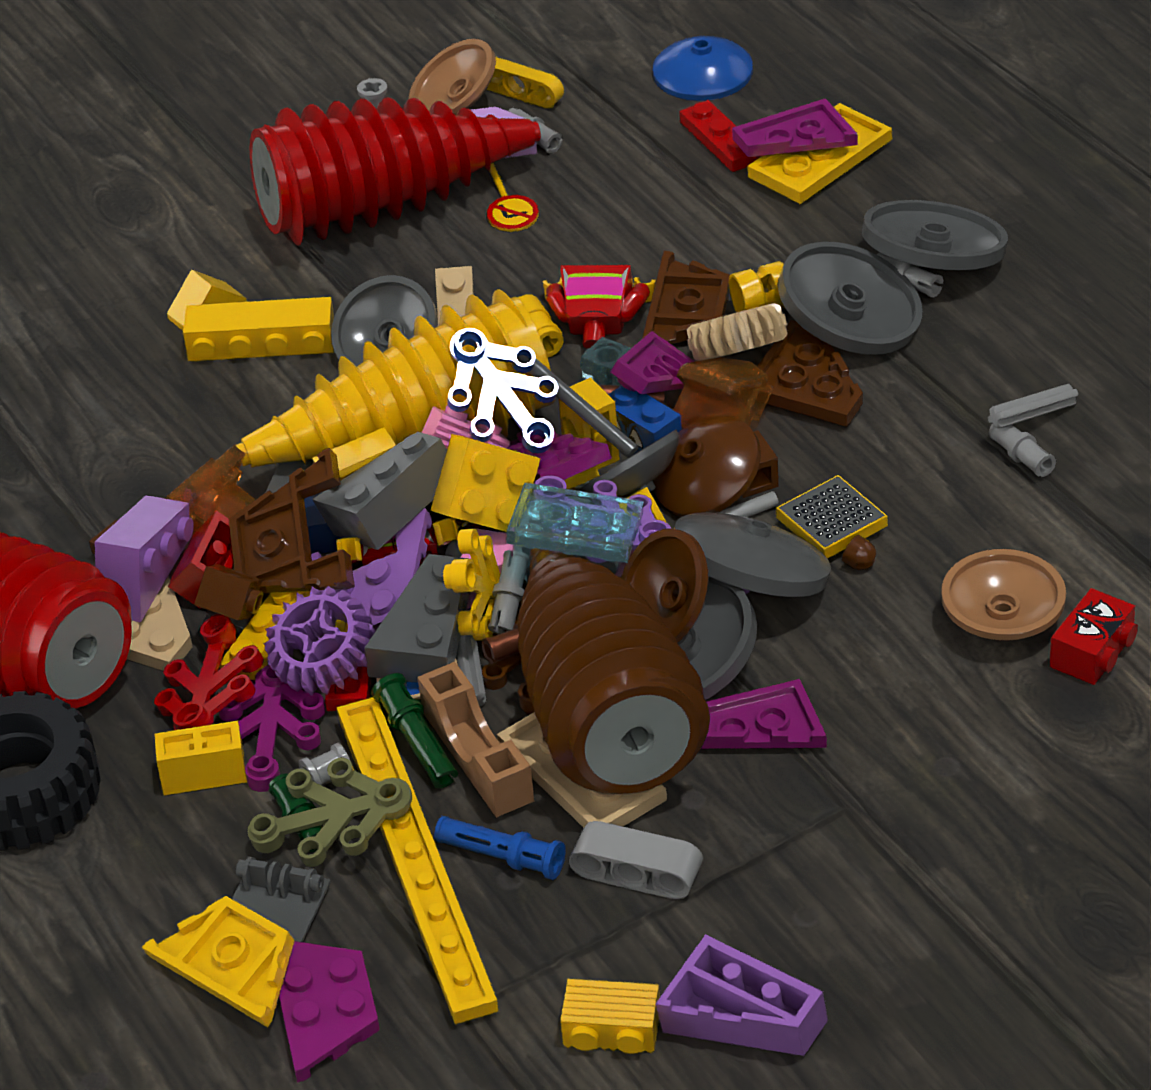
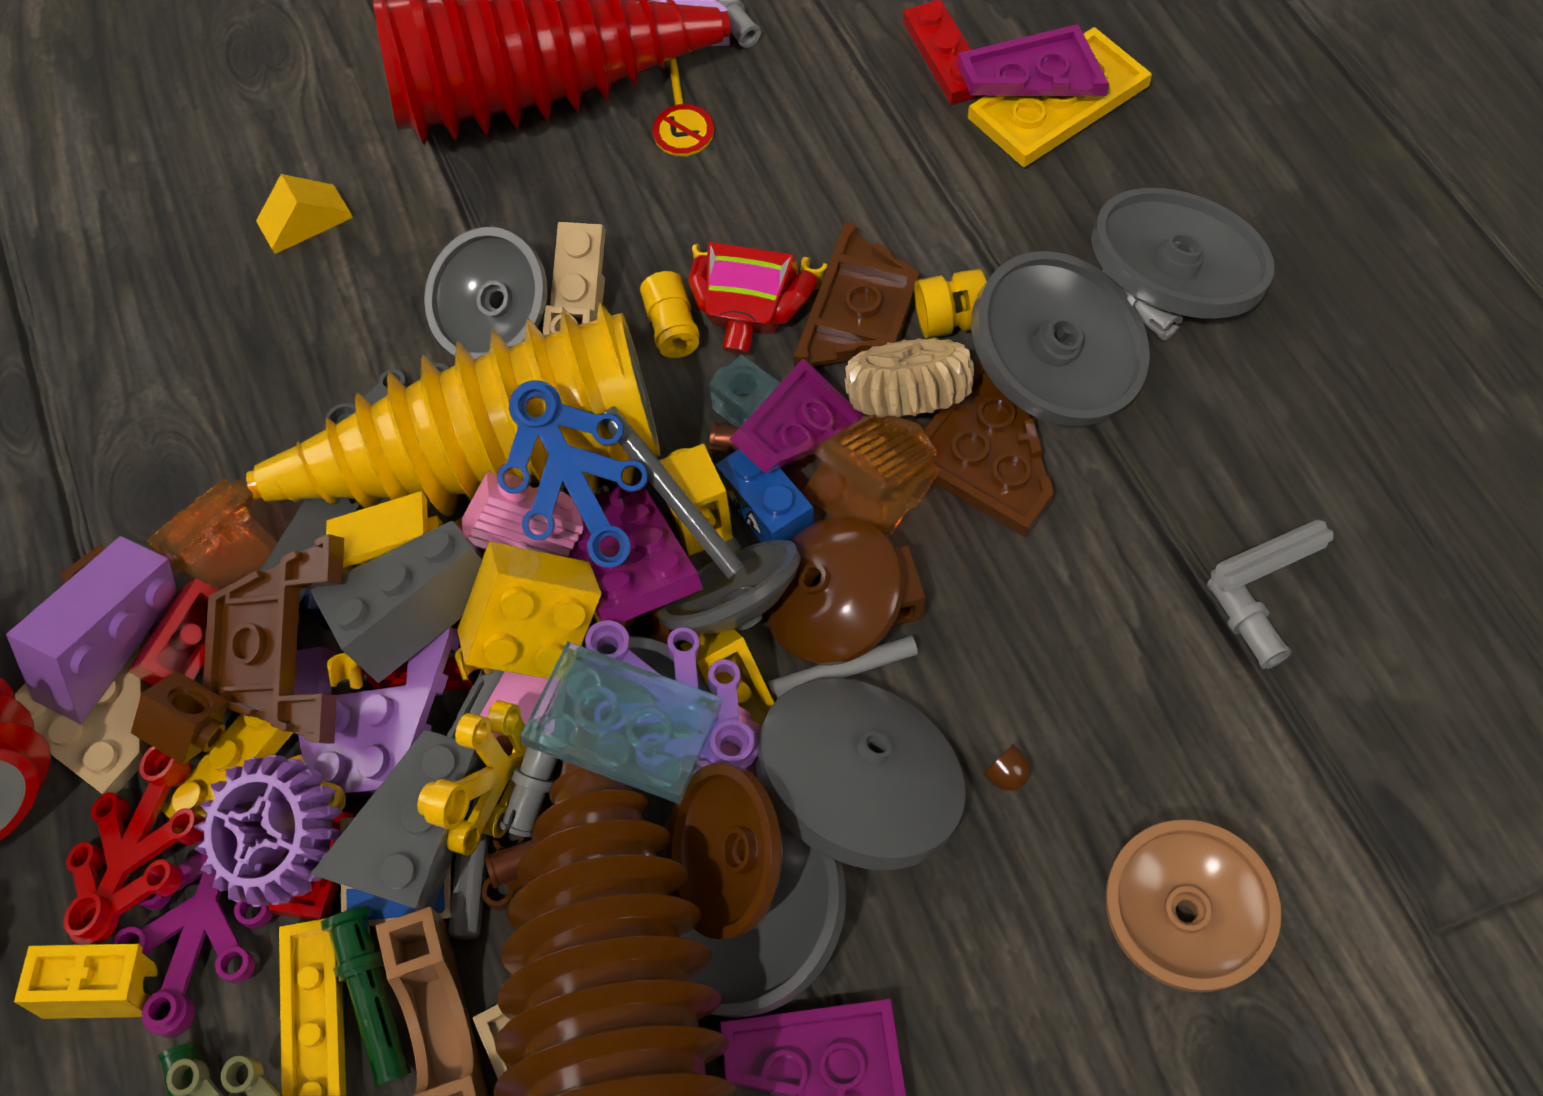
camera: 10 degrees right, 20 degrees up
(258, 329) = (343, 265): yellow brick -> none
(318, 766) = (242, 1031): light grey bush -> none
(831, 516) = (981, 698): tile -> none
(1093, 636) = (1308, 996): red brick -> none

